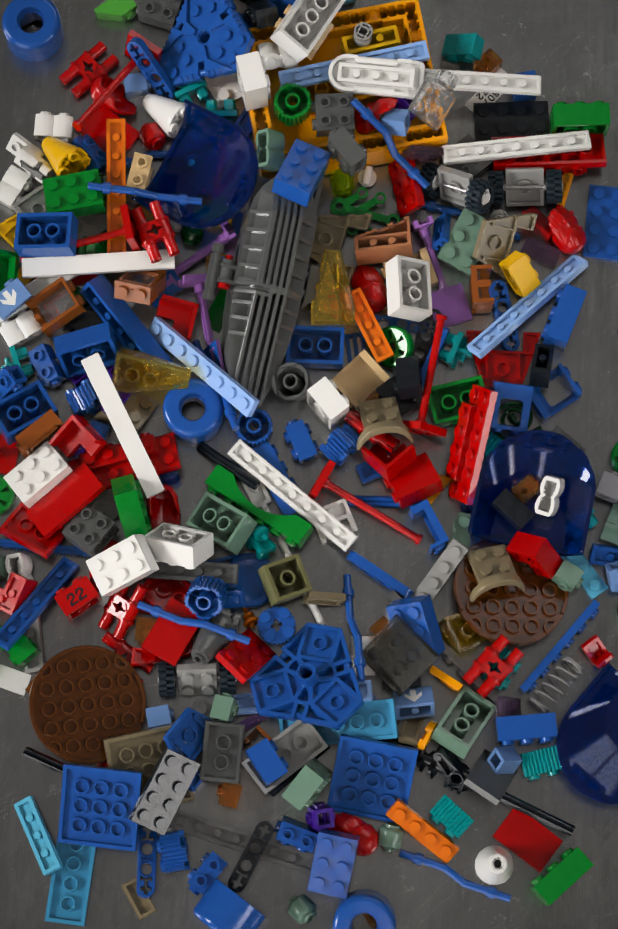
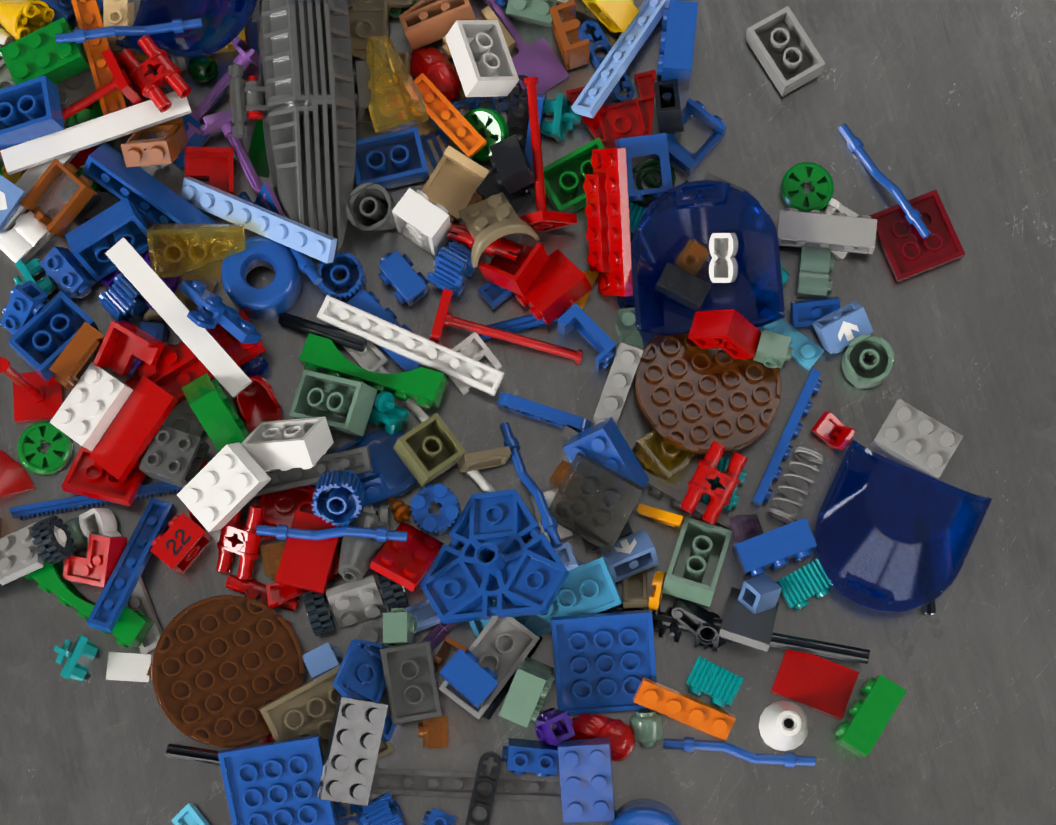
camera: 10 degrees left, 0 degrees up
(150, 428) = (214, 311): none -> blue plate
(492, 569) = (678, 366): dark tan piece -> none

